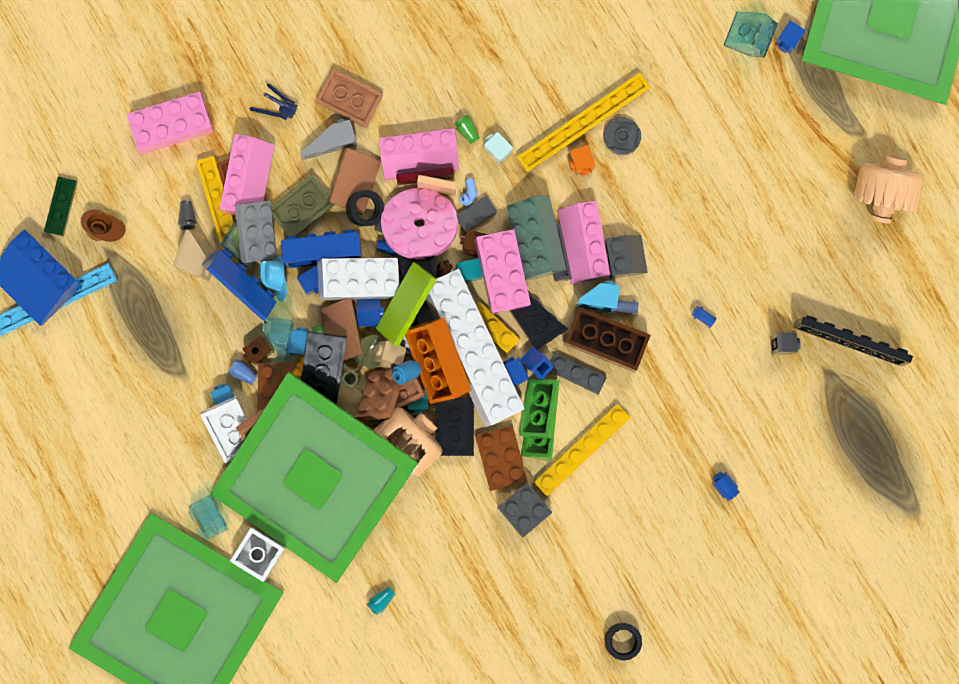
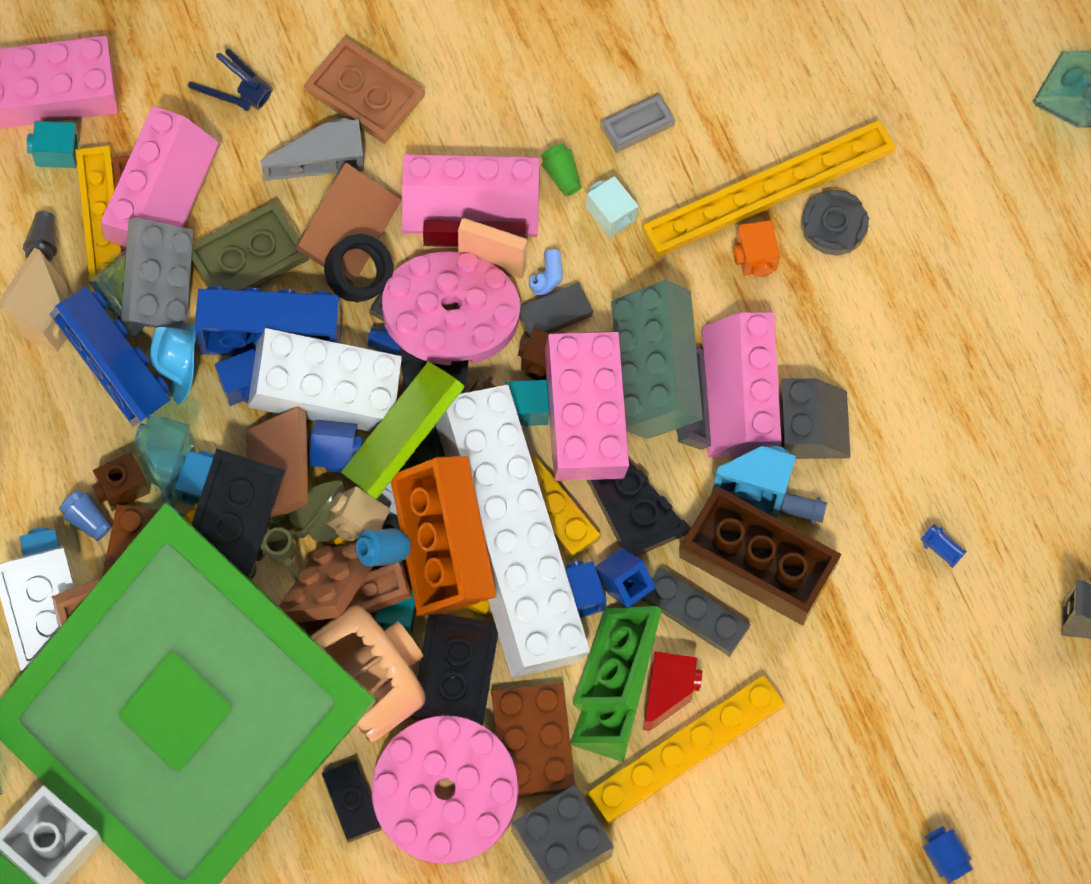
camera: 15 degrees right, 15 degrees down
(182, 159) = (53, 144): none -> teal brick
(411, 506) = (351, 801): none -> black plate
(440, 499) = (483, 795): none -> bright pink plate
(504, 93) = (637, 123): none -> light grey tile
(569, 417) = (670, 686): none -> red slope

